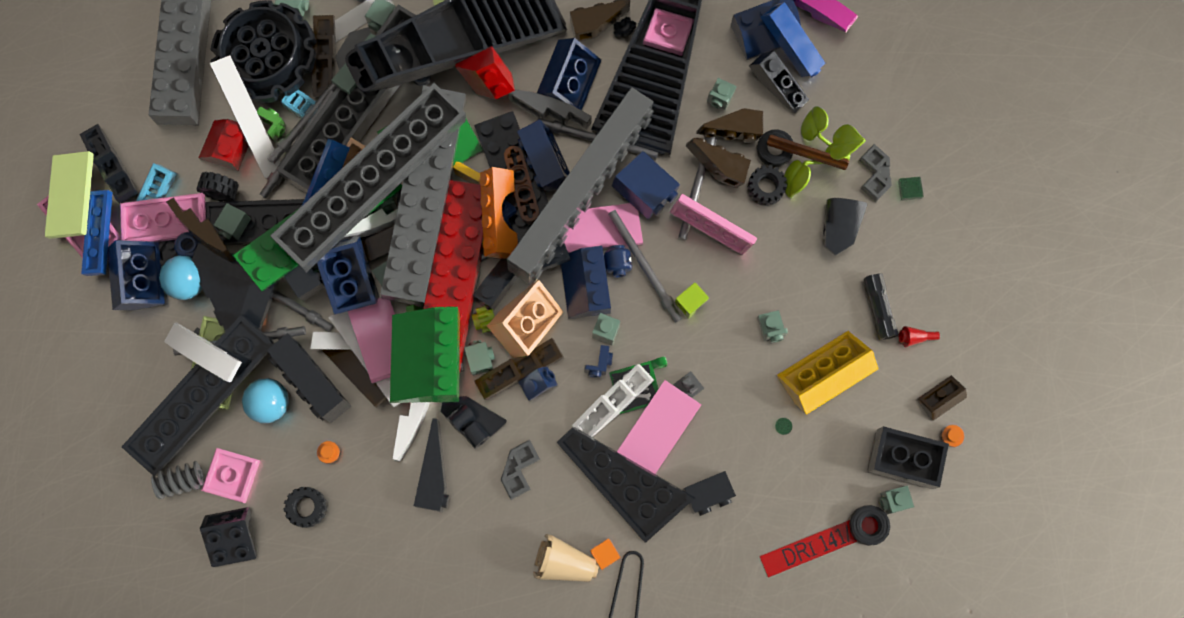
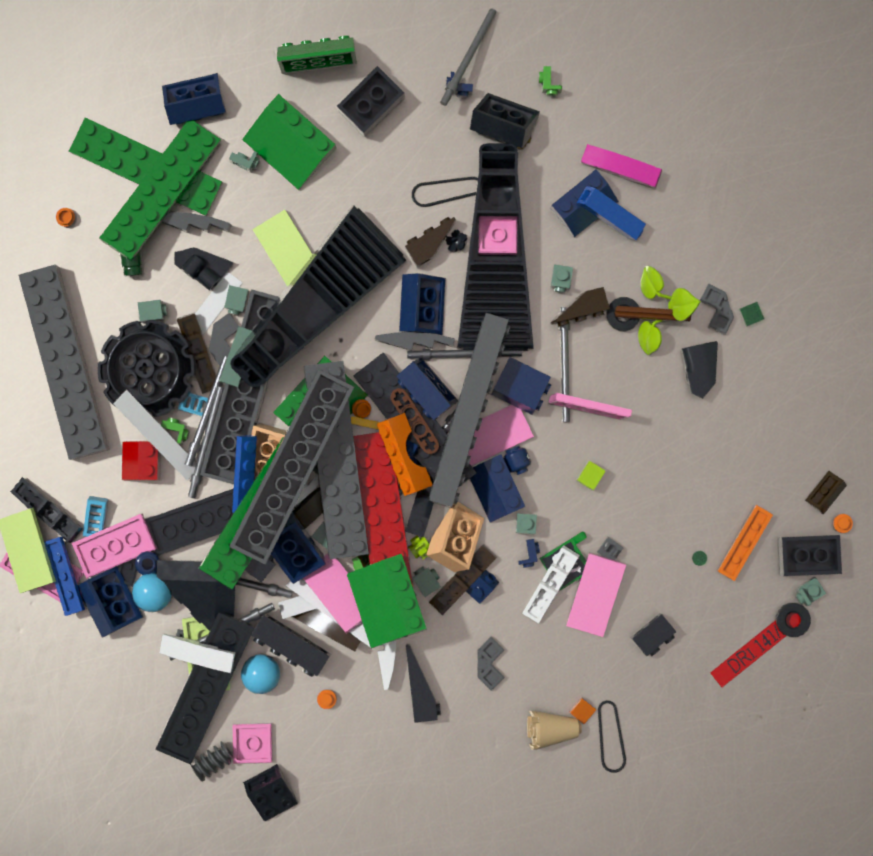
camera: 10 degrees left, 10 degrees up
(201, 231) = (161, 551): dark brown slope -> none
(217, 186) = (151, 503): black tyre -> none
(231, 222) = (177, 532): sand green brick -> none
(291, 504) = (336, 748): black tyre -> none
(471, 159) = (361, 408): none -> orange plate
(472, 420) = (440, 635): black panel -> none
(487, 74) = (353, 330): red slope -> none
(635, 492) = (589, 652): black wing -> none
(666, 301) = (570, 482): flat silver bar -> none
(722, 164) = (583, 347): dark brown slope -> none
(770, 173) = (628, 363): black tyre -> none
(772, 326) = (666, 476): sand green bracket -> none
(778, 80) = (609, 251): black slope -> none
(828, 371) = (723, 501): yellow slope -> none
(838, 423) = (745, 542): none -> orange plate
(885, 322) = (751, 426): black axle -> none
(910, 336) = (786, 448): red cone -> none

